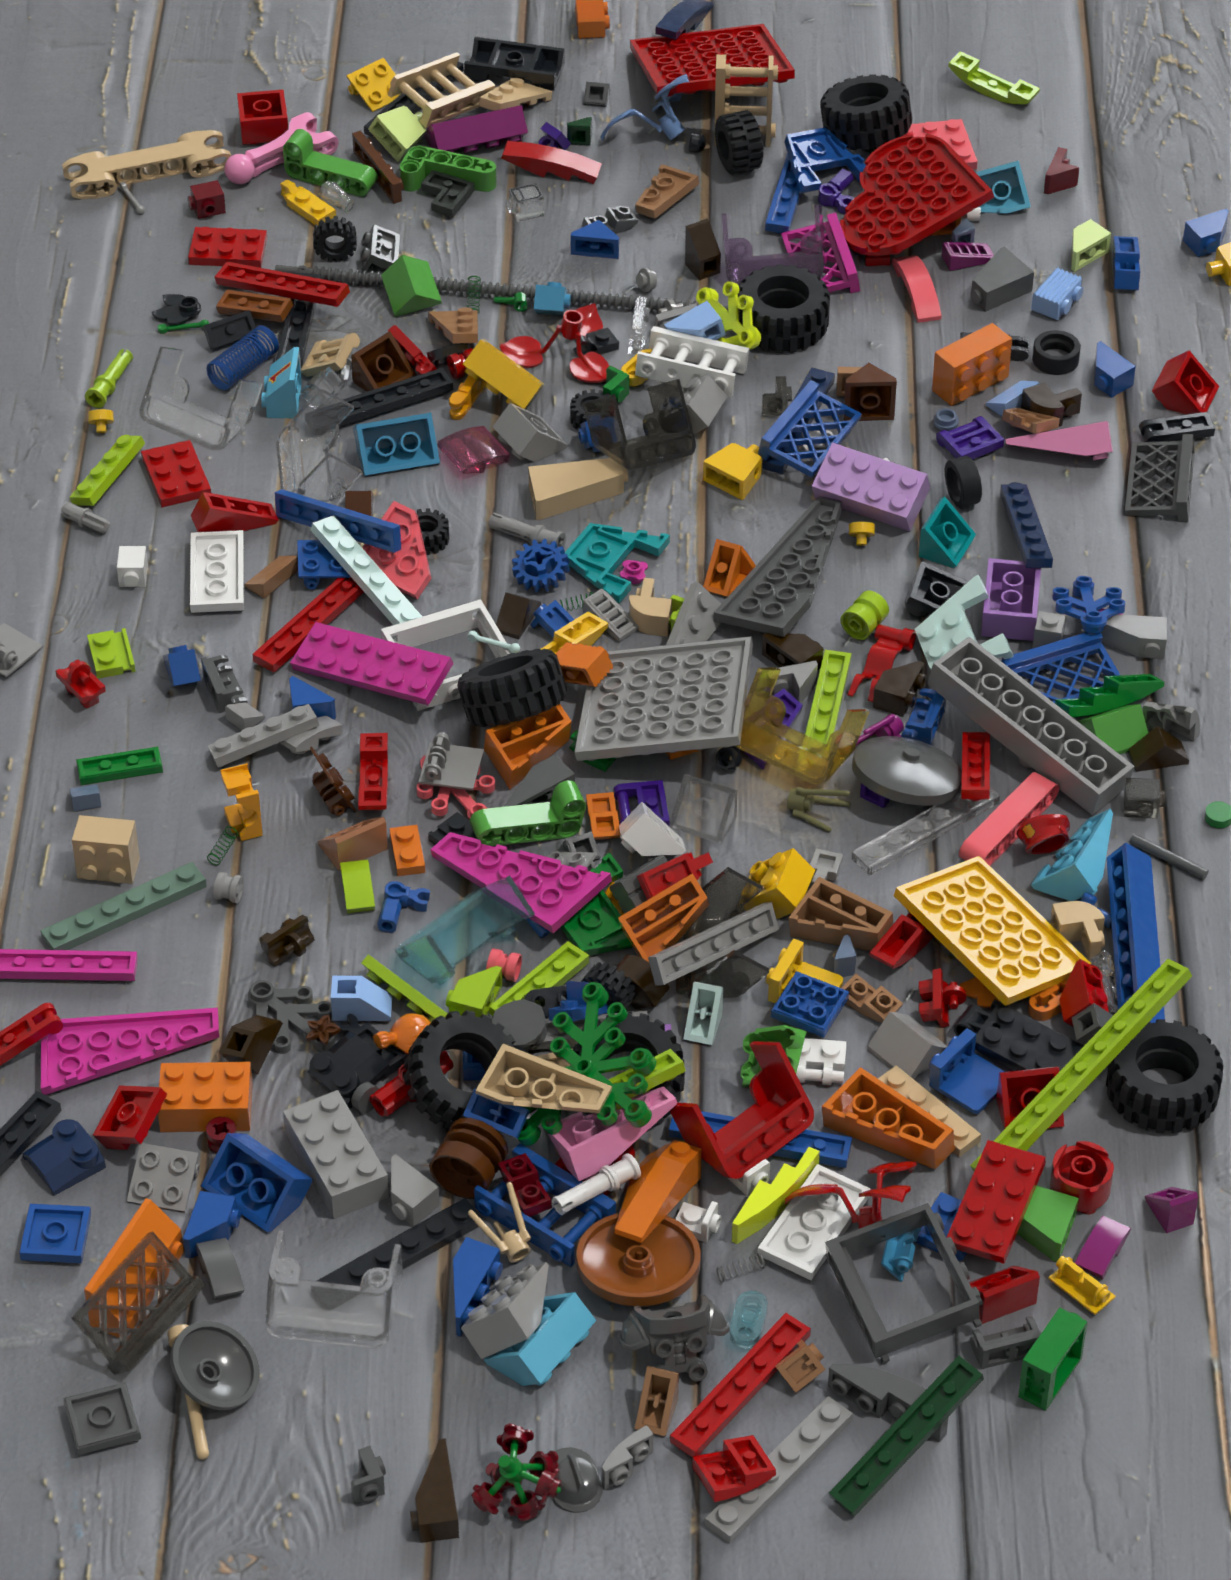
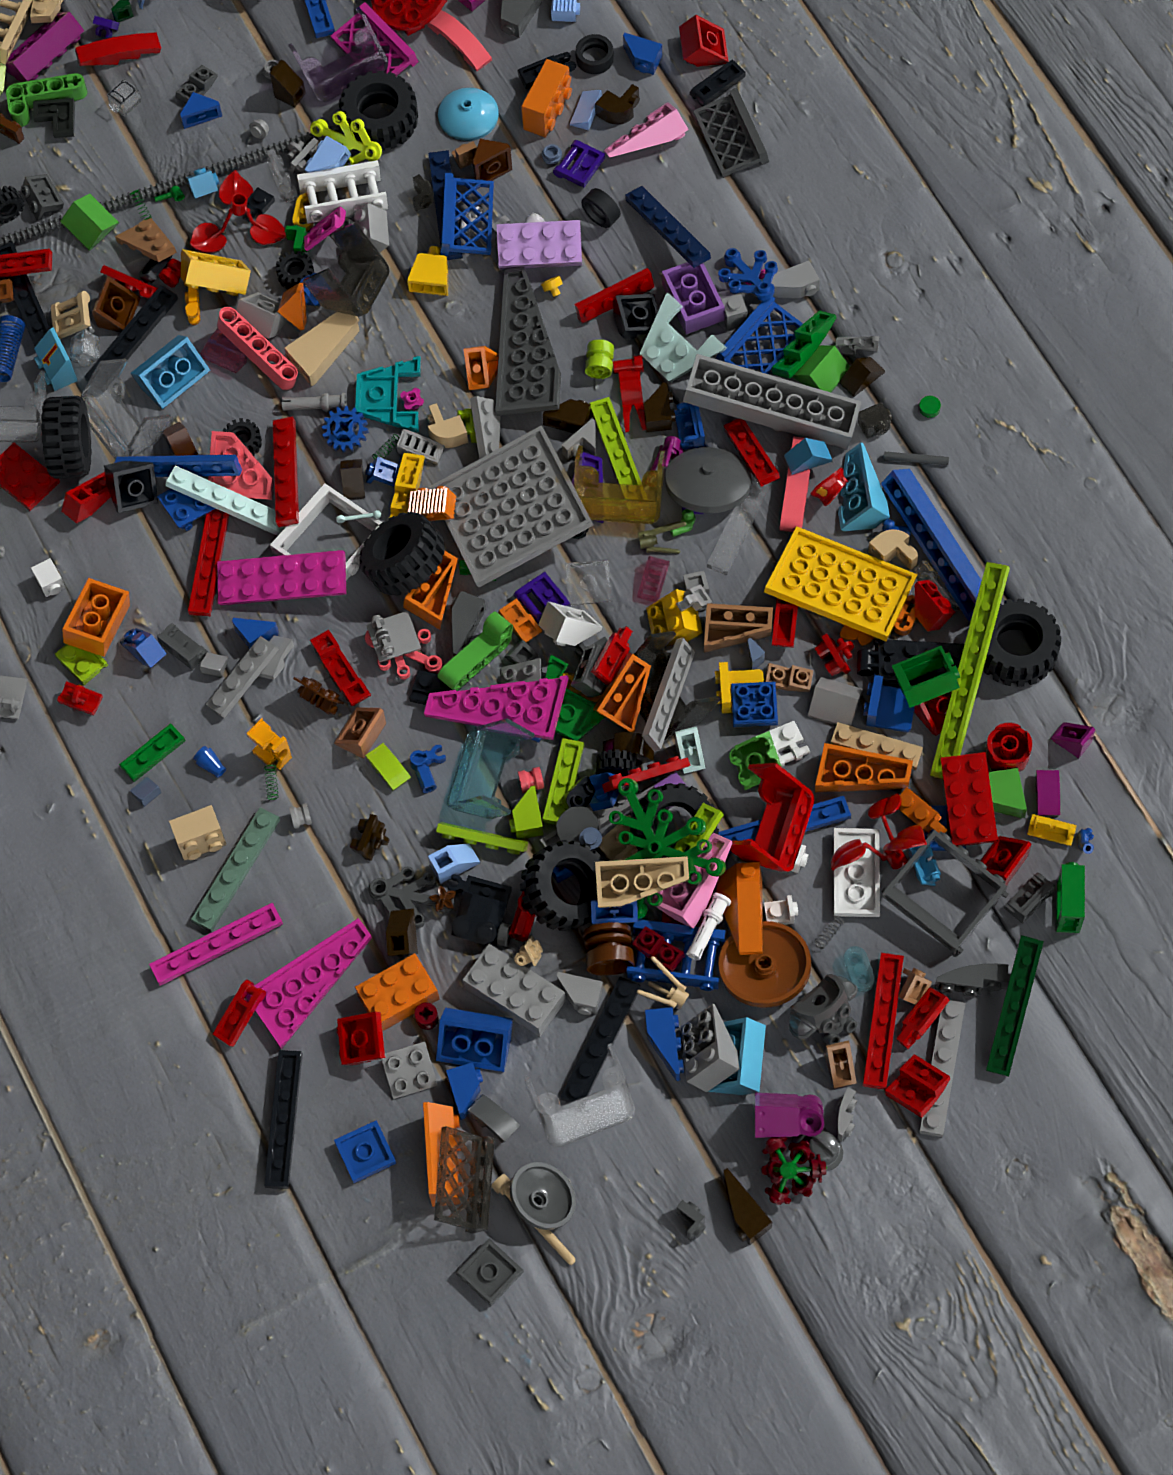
camera: 25 degrees left, 20 degrees up
(65, 1156) = (330, 1089): dark blue slope -> none
(151, 615) = (96, 617): none -> orange brick
(171, 797) = (209, 761): none -> blue cone
(217, 571) = (112, 549): white plate -> none
(239, 443) = (66, 437): none -> black tyre
(273, 575) = (153, 532): medium nougat slope -> none
(278, 519) = (131, 484): none -> black slope
(378, 1119) = (529, 952): none -> tan hinge
(402, 1033) = (504, 870): orange hair -> none
(407, 850) = (402, 718): orange plate -> none
(448, 575) = (285, 472): none -> red plate
(499, 456) = (259, 357): none -> coral beam
(525, 1036) = (591, 837): none -> sand blue plate
(552, 1415) = (787, 1115): none -> magenta piece
(566, 436) = (293, 306): none -> orange slope
(641, 382) = (324, 228): none -> dark pink slope
(665, 191) = (220, 34): medium nougat wing -> none
(668, 1015) = (654, 770): none -> red plate
(768, 1200) = (818, 871): neon yellow slope -> none
(787, 824) = (656, 562): none -> clear pink slope
(787, 1401) = (922, 1017): none -> red hinge
(808, 865) = (696, 598): none -> light grey plate
(854, 807) = (689, 518): none -> bright green arm
(883, 348) = (471, 121): none -> medium azure dish
(904, 565) = (603, 300): none -> red plate
(929, 1189) = (920, 812): none -> orange hinge
(945, 535) = (614, 259): teal slope -> none
(1025, 1051) = (921, 665): none -> green window
(1030, 420) = (613, 128): medium nougat wing -> none
(1037, 790) = (807, 455): none -> dark azure slope
(1089, 1022) = (952, 627): dark grey brick -> none
(1115, 1312) = (1083, 837): none -> blue arm

